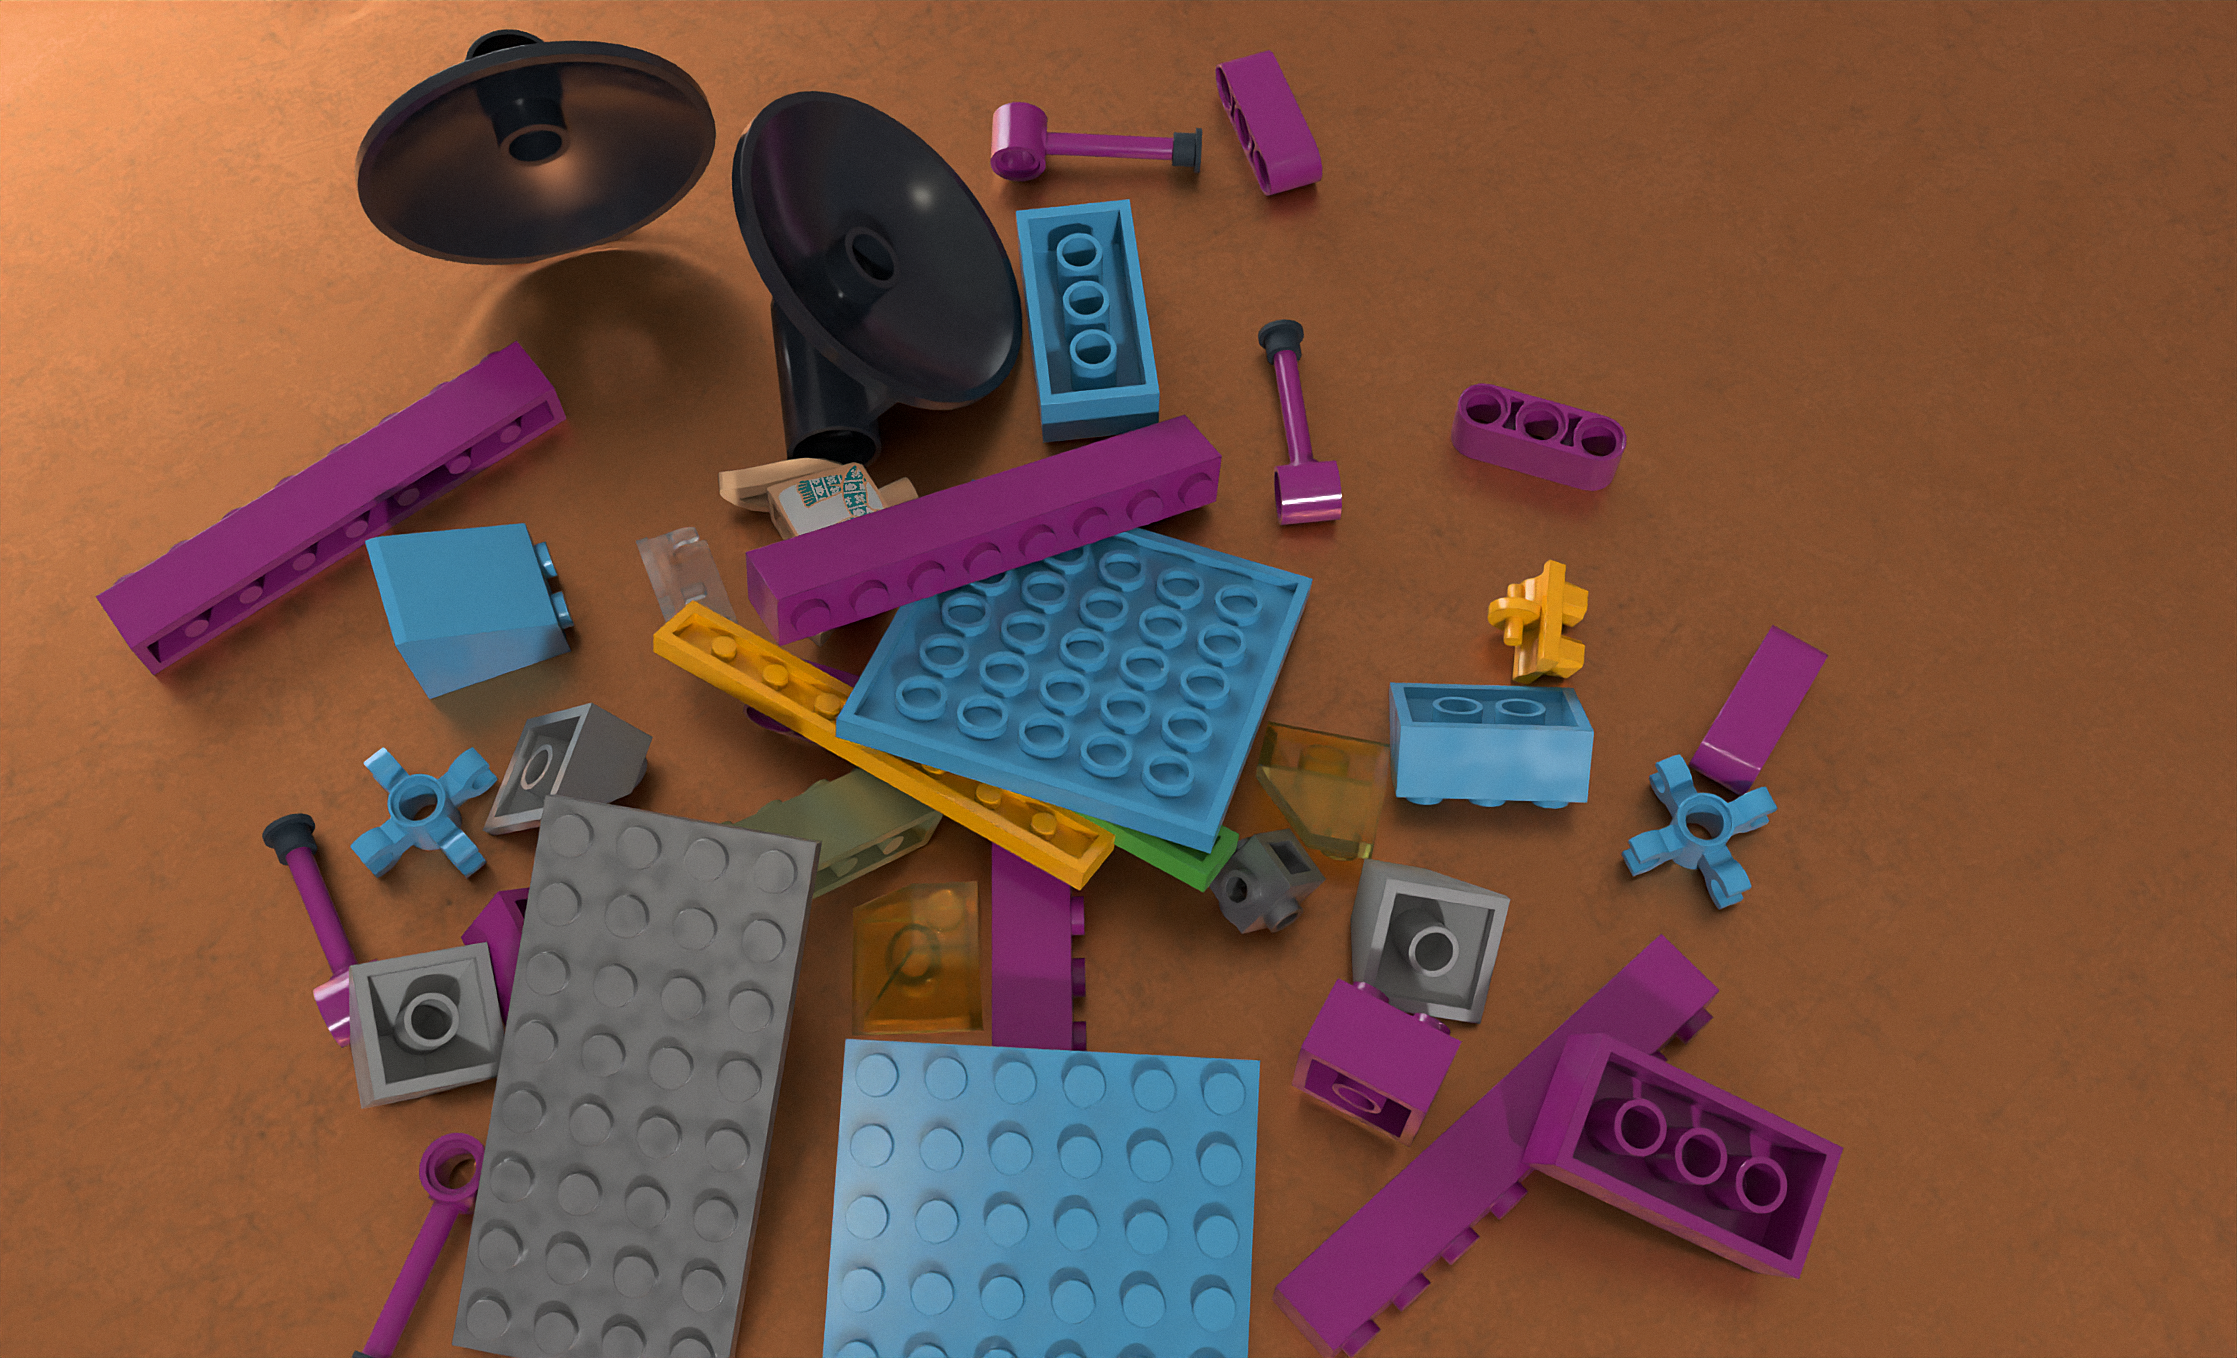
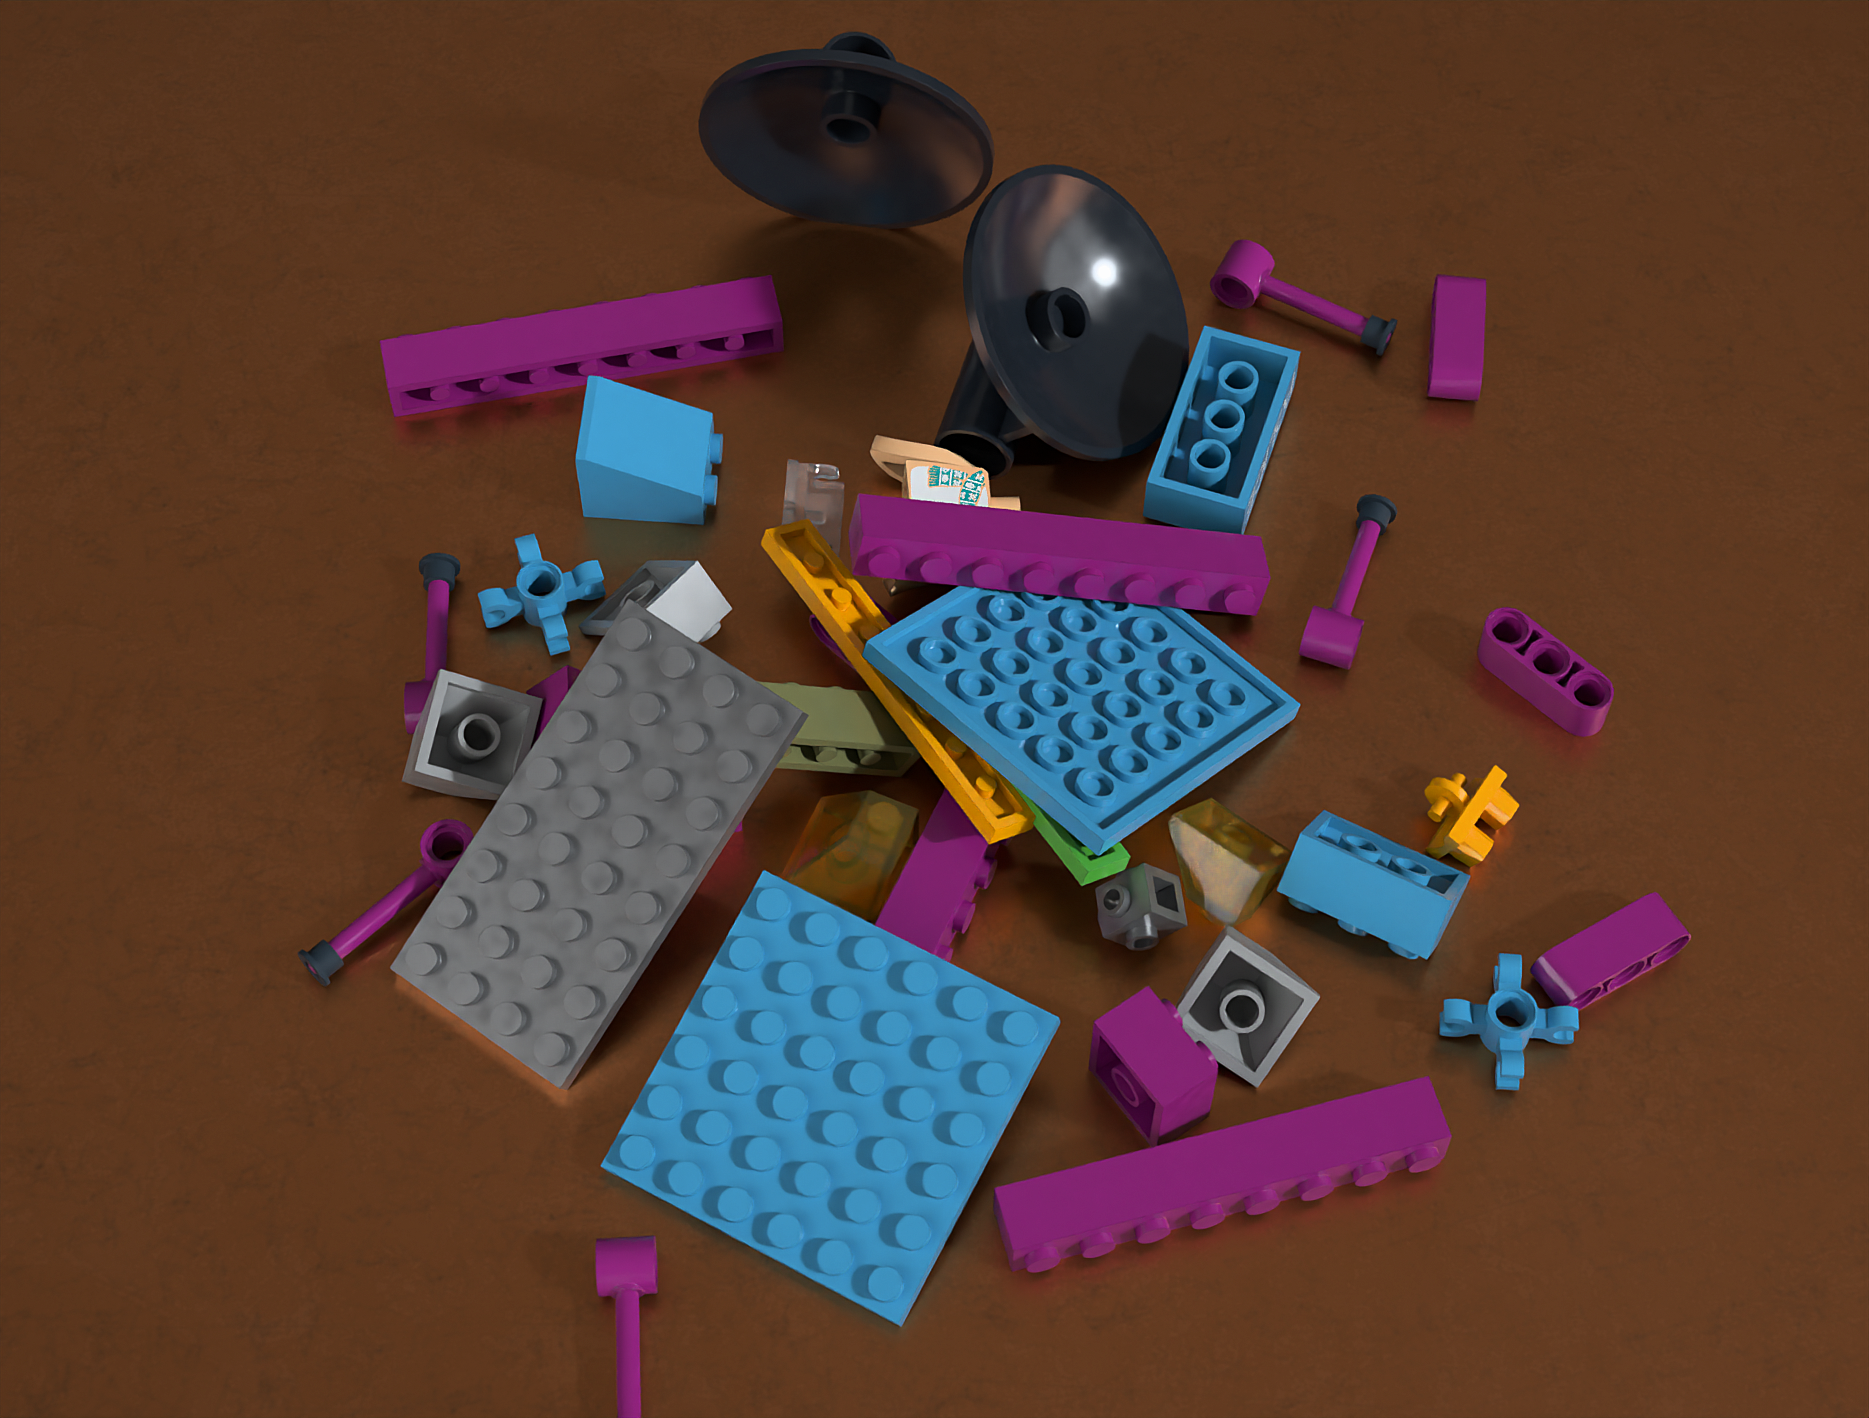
camera: 25 degrees right, 5 degrees down
(1683, 1154) = (1351, 1233): magenta brick -> none

